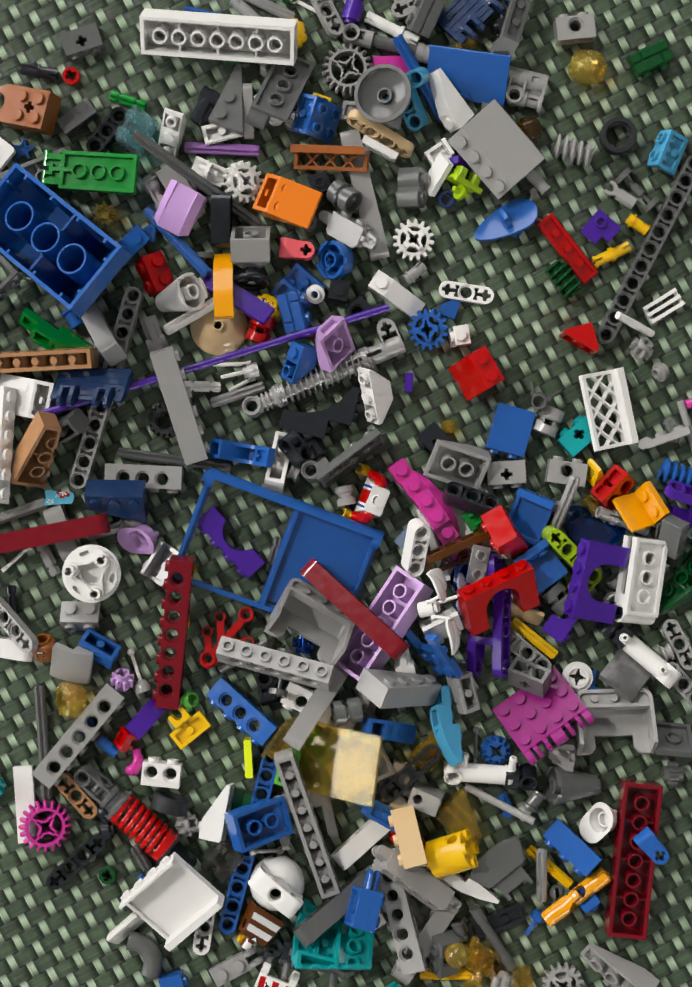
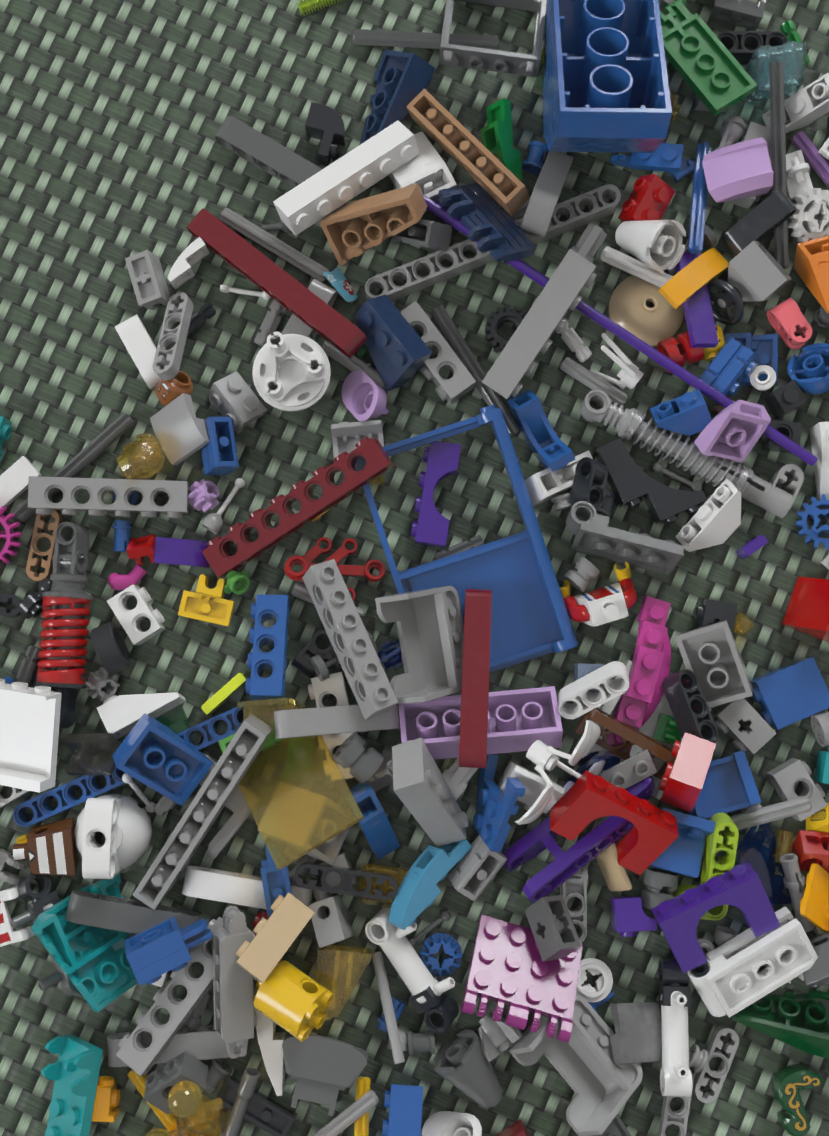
camera: 45 degrees right, 5 degrees down
(347, 384) = (696, 486): none -> light grey hinge
(534, 638) = (594, 899): yellow axle -> none

